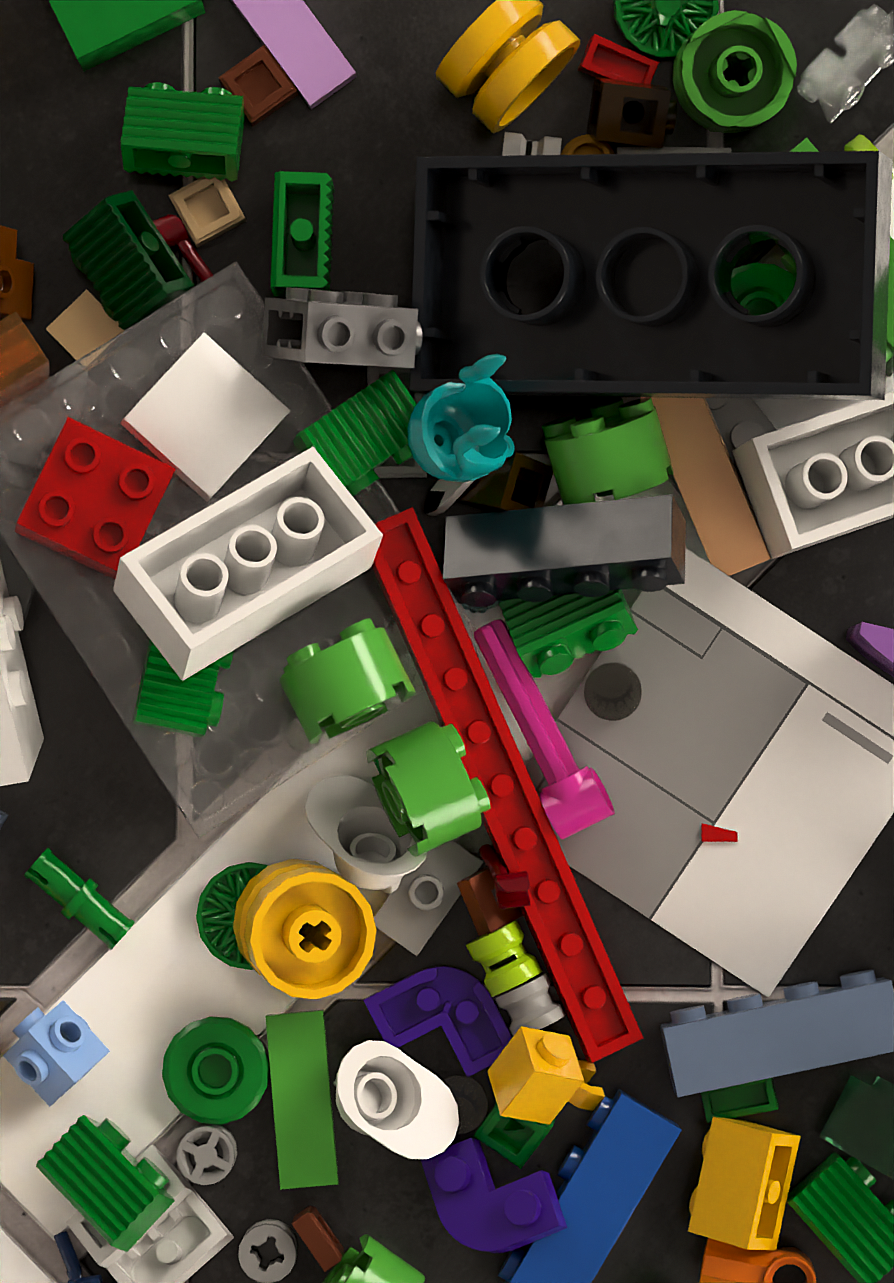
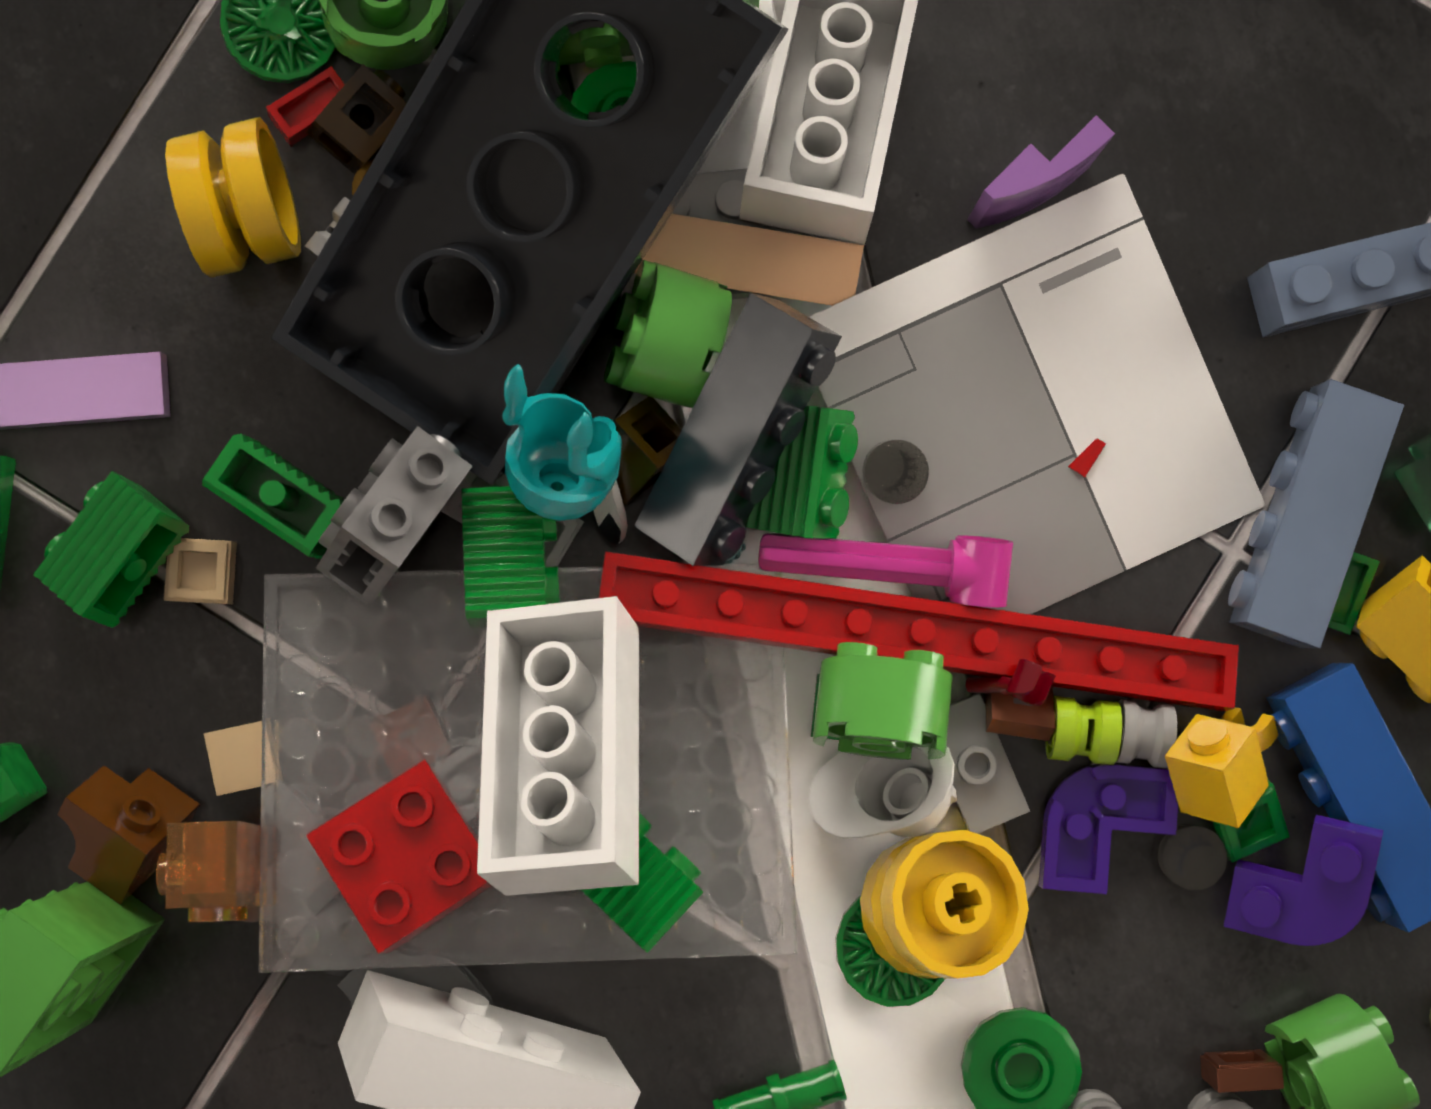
camera: 60 degrees left, 0 degrees up
(126, 259) = (195, 678): dark green brick -> none
(174, 234) = (200, 619): dark red hand -> none
(205, 417) = (393, 697): white slope -> none
(260, 83) = (115, 446): copper tile -> none
(302, 1099) = (1098, 1003): bright green tile -> none
(345, 681) = (734, 722): bright green brick -> none
(395, 1101) = (1160, 918): white piece -> none

